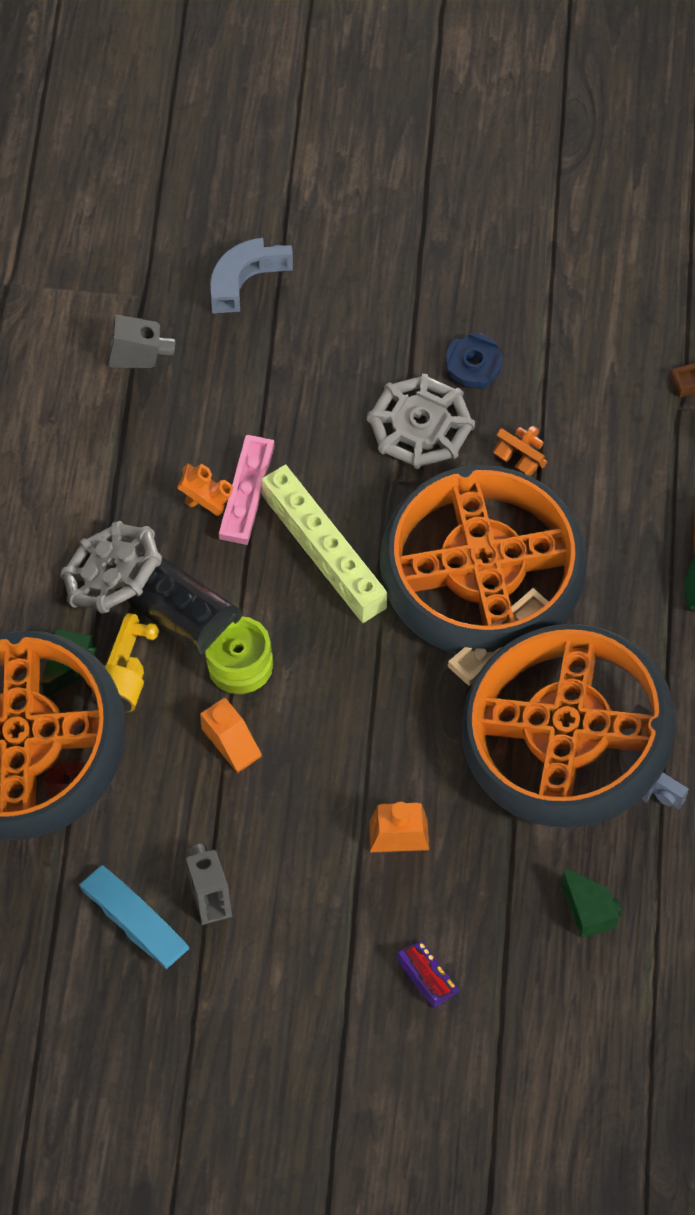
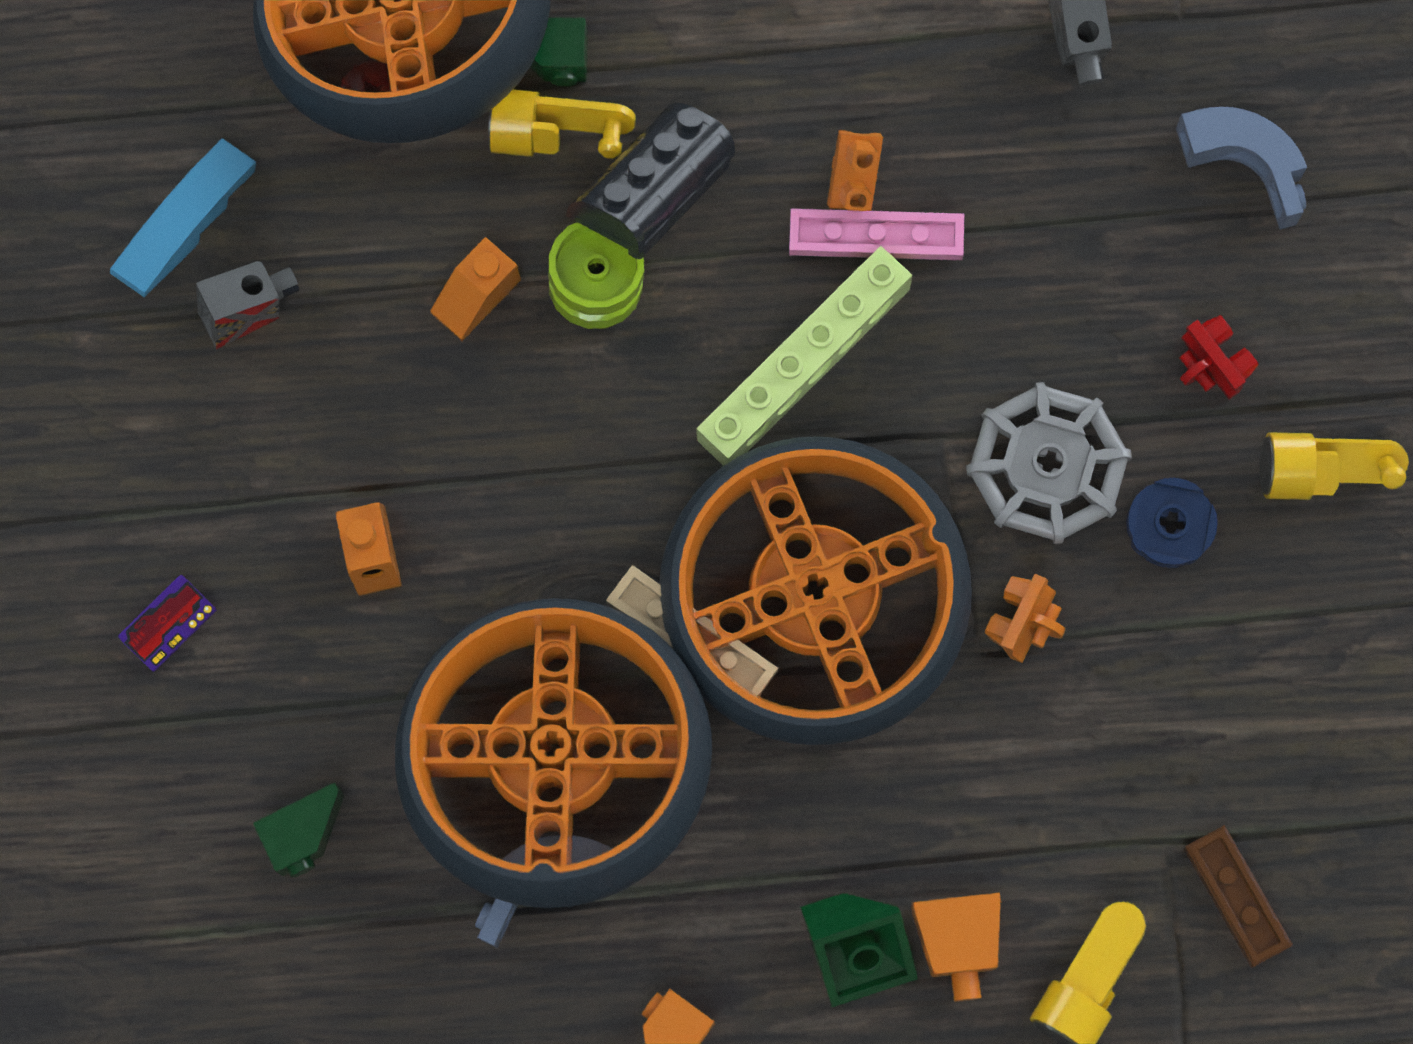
camera: 85 degrees right, 15 degrees up
(99, 577) = (693, 96): light grey plate -> none
(375, 318) = (1204, 343): none -> red hips
(455, 275) = (1309, 466): none -> yellow piece

